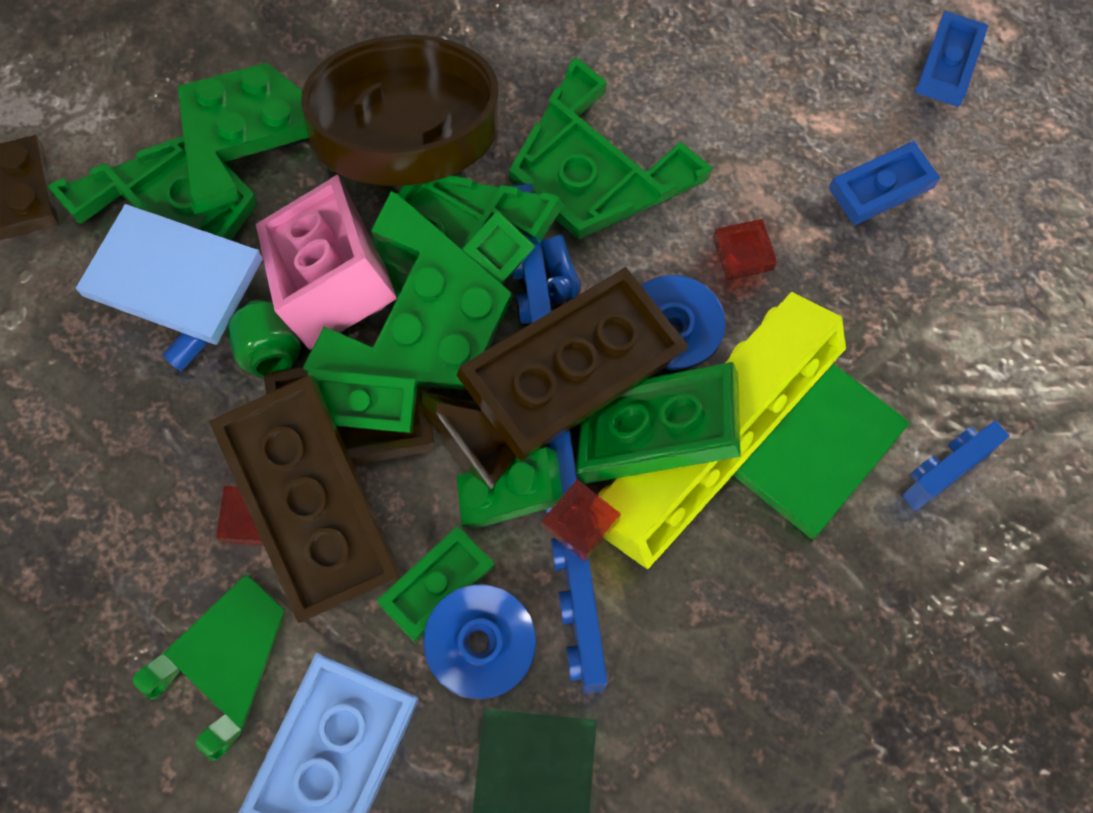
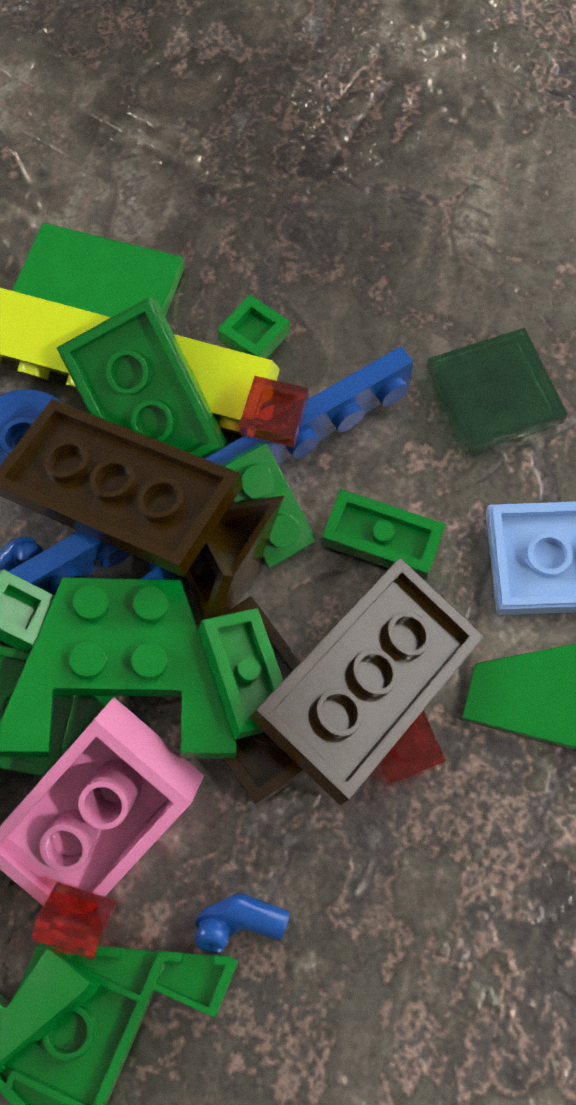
camera: 110 degrees left, 0 degrees up
(170, 274) = (186, 977): light blue tile -> none
(249, 215) = (74, 920): none -> clear red plate
(262, 339) = (215, 828): green head -> none
(508, 634) = (420, 455): blue dish -> none
(702, 565) = (254, 328): none -> green plate
(968, 451) = (71, 177): blue plate -> none

